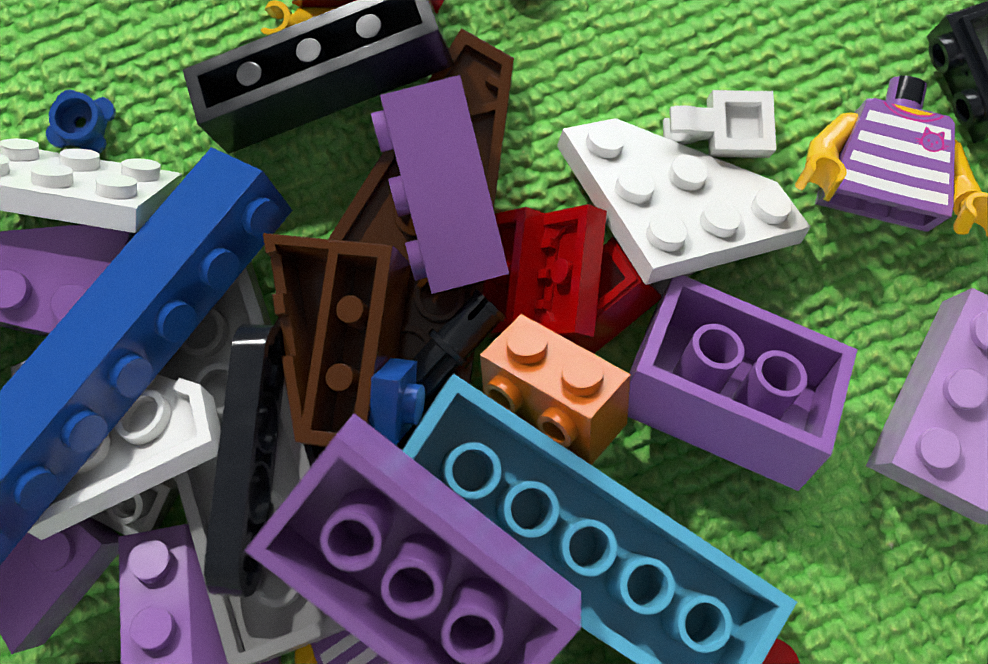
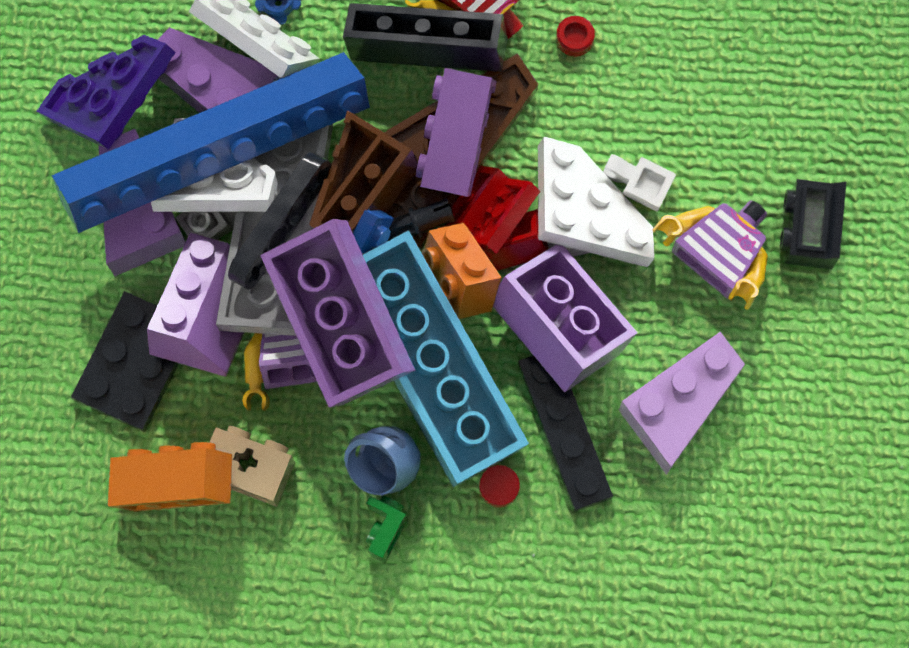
camera: 30 degrees right, 5 degrees down
(822, 548) = (566, 437): none -> black plate

